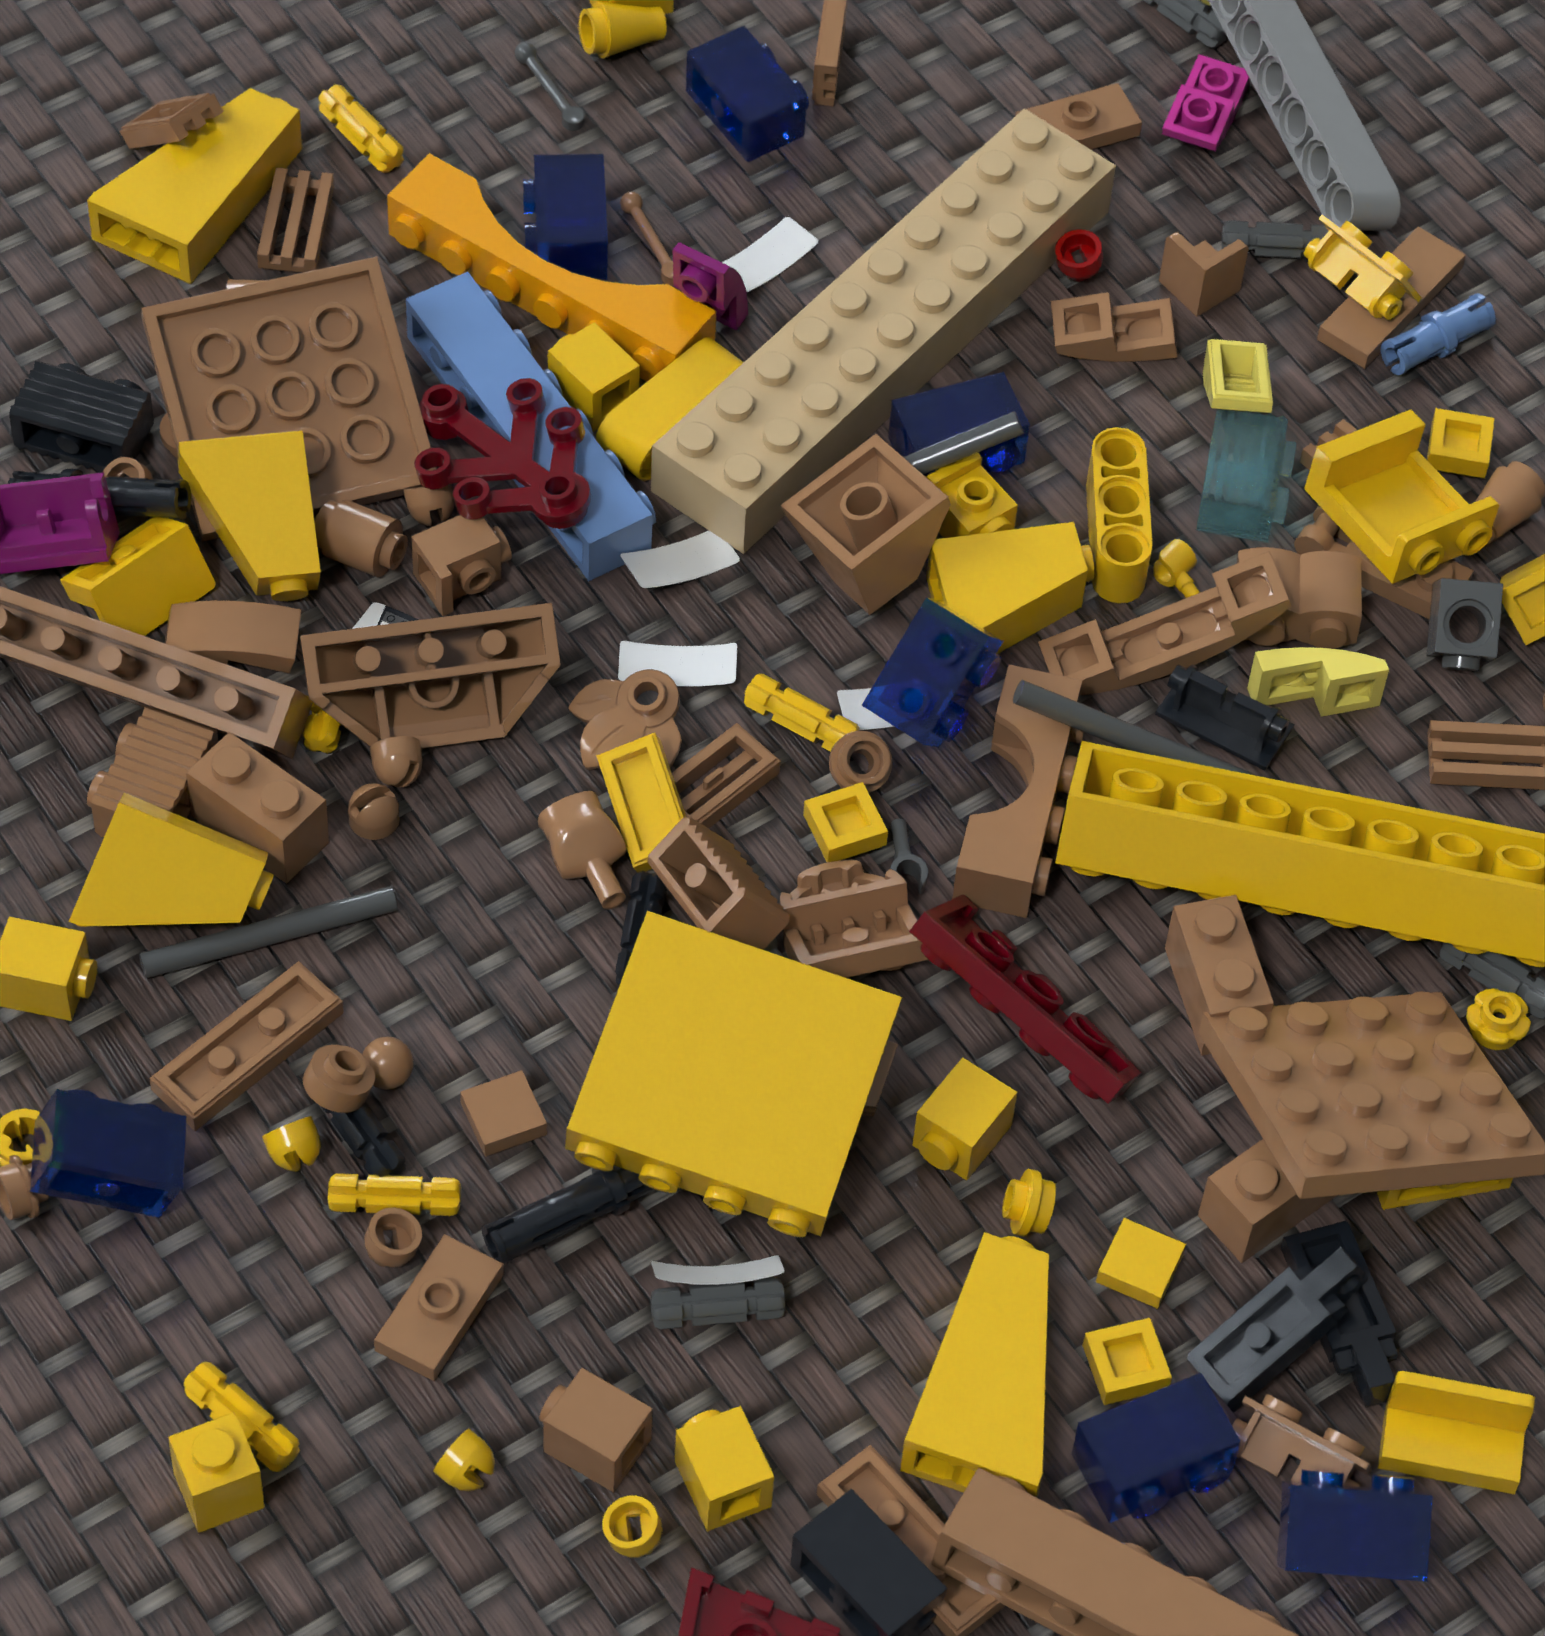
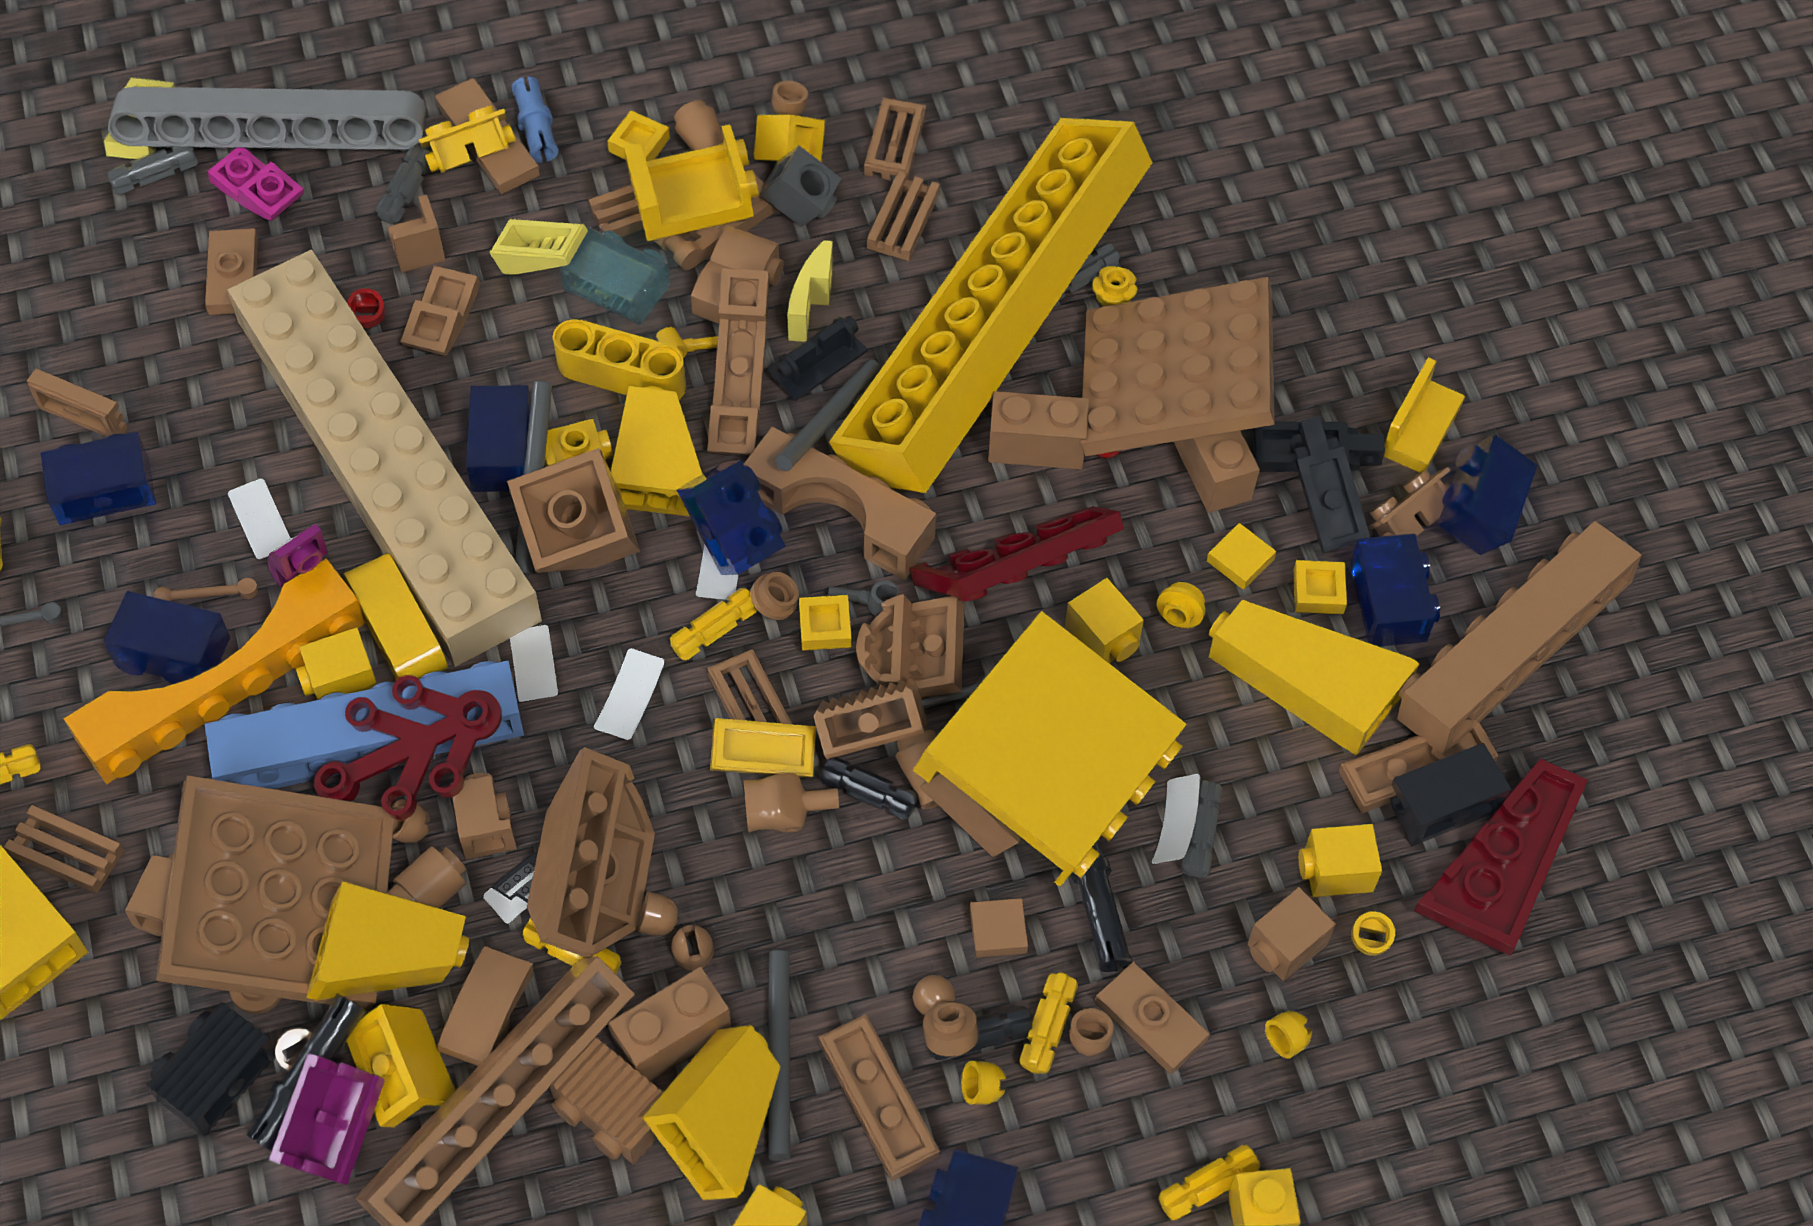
camera: 70 degrees left, 5 degrees up
(618, 718) = (679, 748): medium nougat plate -> none

